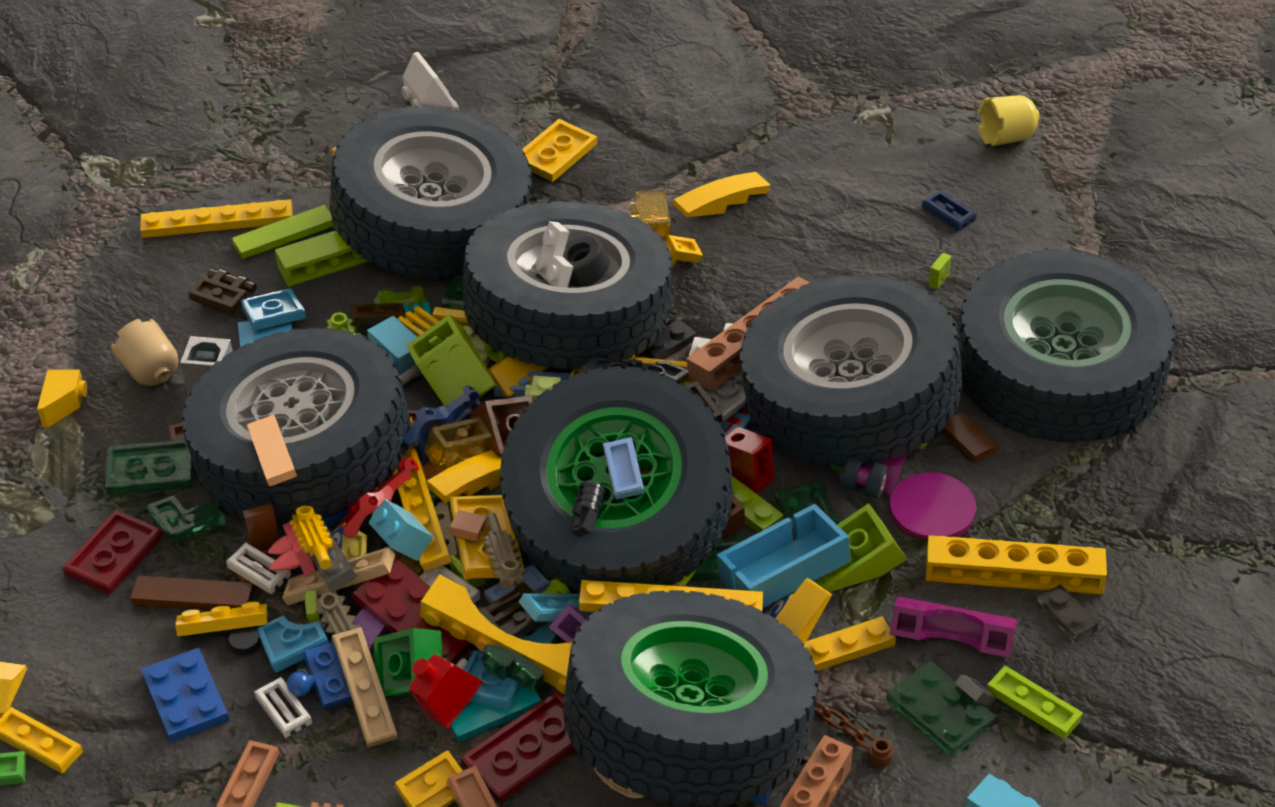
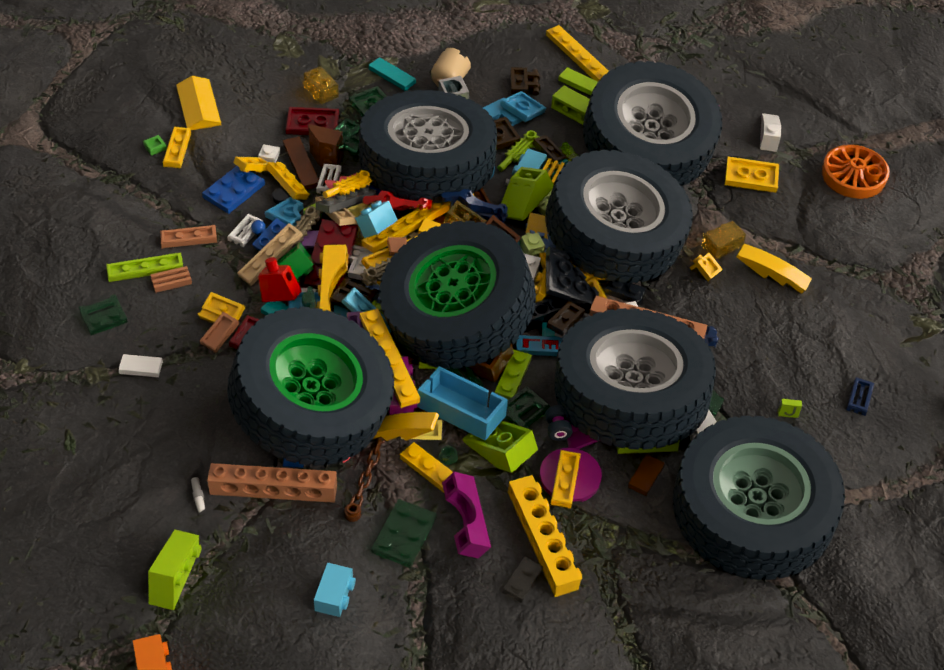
camera: 60 degrees right, 5 degrees up
(45, 514) = (320, 85): none -> clear yellow brick
(60, 395) = (402, 53): yellow slope -> none
(87, 425) = (392, 74): none -> teal tile
(143, 626) = (269, 153): none -> white plate
(162, 648) = (251, 164): none -> yellow plate
(196, 545) = (326, 145): none -> reddish brown slope
(261, 526) = (350, 163): reddish brown tile -> none
(271, 450) = (378, 133): light nougat tile -> none
(424, 87) = (754, 95): white wedge -> none
(496, 103) = (770, 132): none -> white slope
(550, 262) = (619, 196): white plate -> none
(586, 507) = (413, 280): black hinge -> none
(588, 260) = (631, 210): black tyre -> none
(620, 57) = (855, 170): none -> orange piece
(623, 468) = (453, 285): light blue tile -> none
(750, 458) = (542, 352): red torso -> none
(839, 610) = (448, 451): none -> clear green plate
(942, 510) = (565, 479): none -> yellow tile
(975, 690) = (422, 544): flat silver tile -> none
(1034, 702) = (432, 581): lime plate -> none

